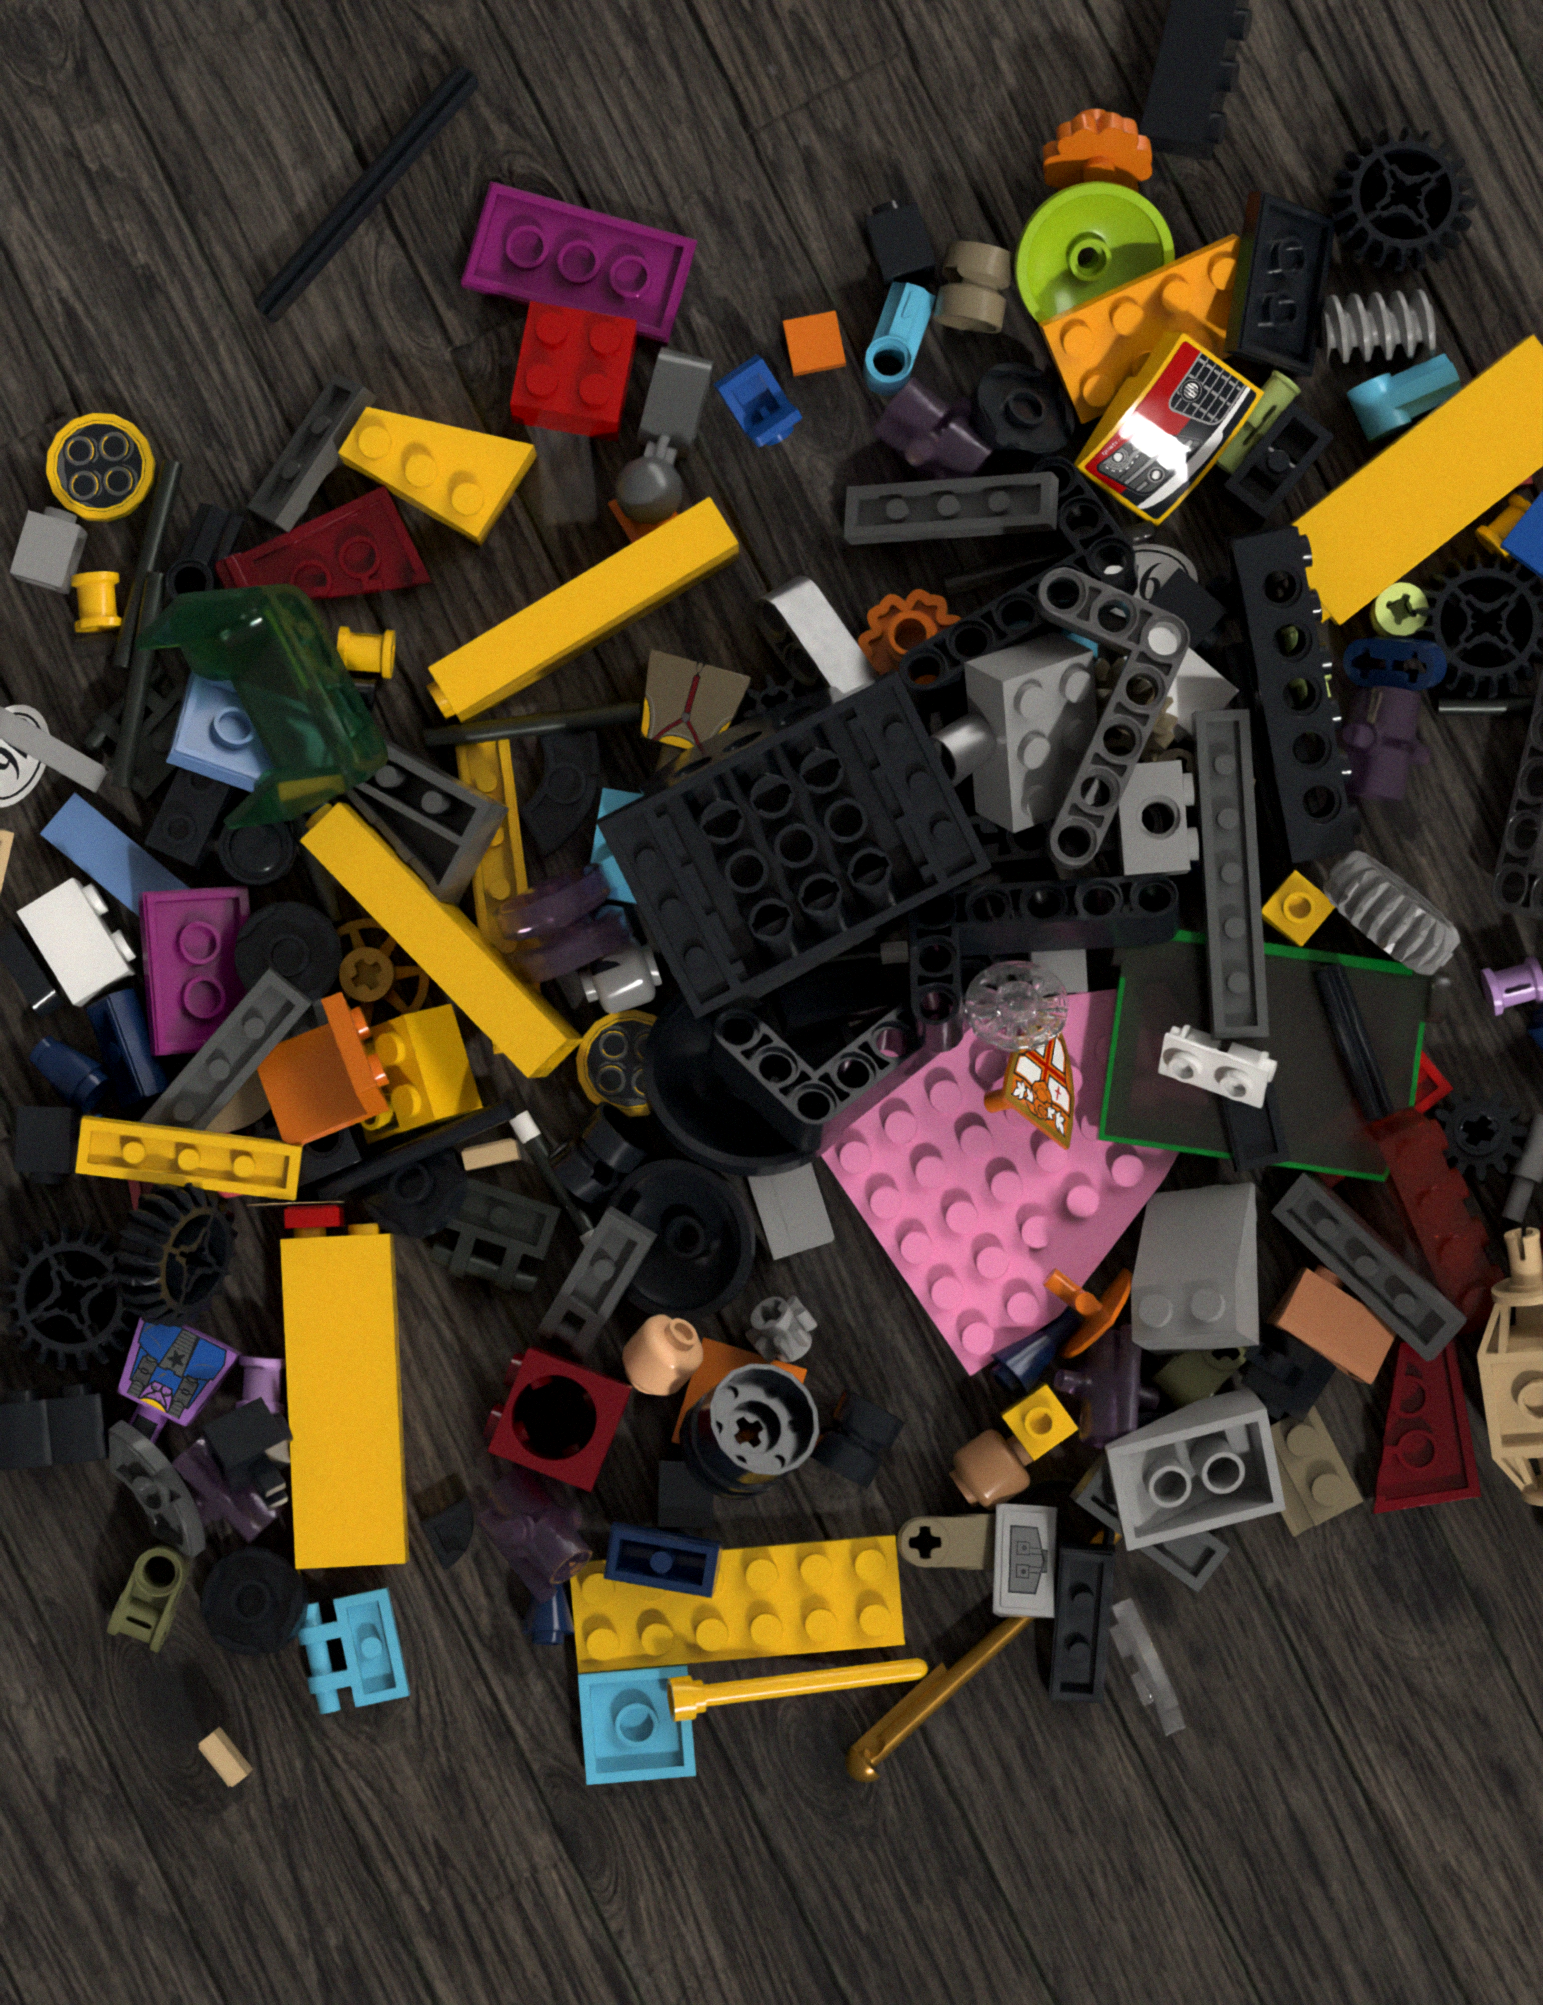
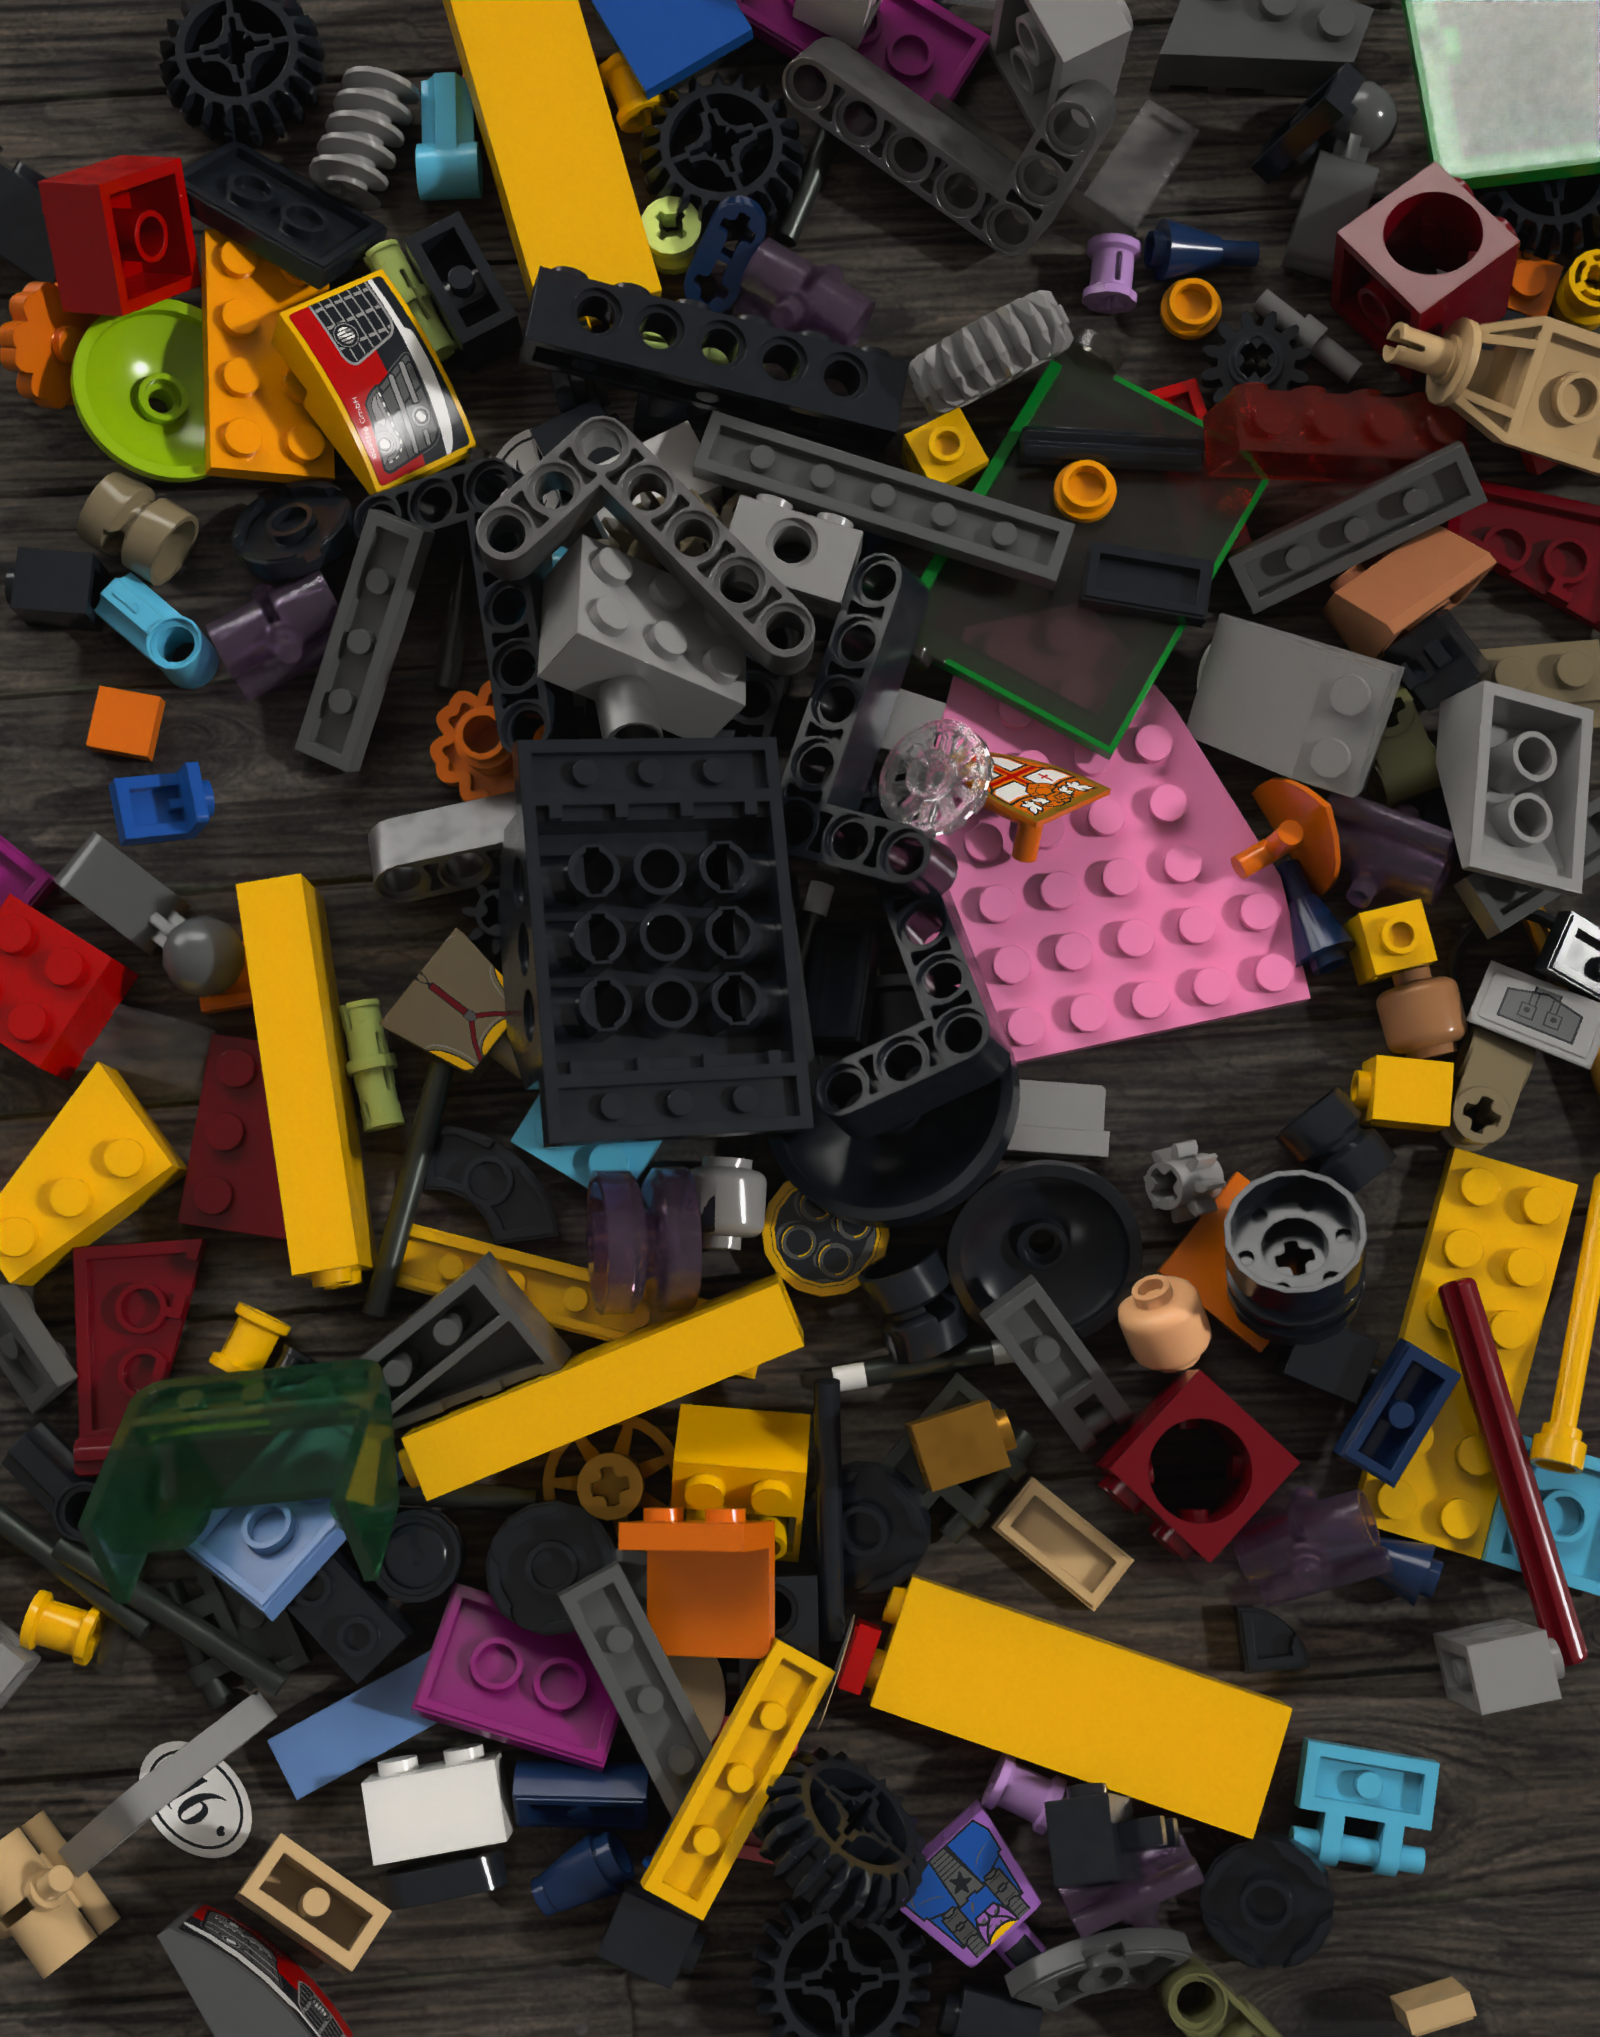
camera: 70 degrees left, 5 degrees down
(462, 1343) = (1062, 1543): none -> tan tile
(491, 1154) = (866, 1426): tan tile -> none
(501, 1710) = (1499, 1665): none -> light grey brick
(503, 1228) = (961, 1443): none -> pearl gold brick
(509, 575) = (232, 1158): none -> dark red wing
(619, 654) = (371, 1065): none -> yellowish green pin
(654, 1668) = (1511, 1467): none -> dark red axle
(921, 1476) = (1404, 1093): none -> yellow brick
(1197, 1060) = (1099, 580): white hinge -> none
(1198, 178) = (120, 234): none -> red brick
(1308, 1034) = (1084, 491): none -> light orange plate
(1512, 1062) = (1190, 309): none -> light orange plate

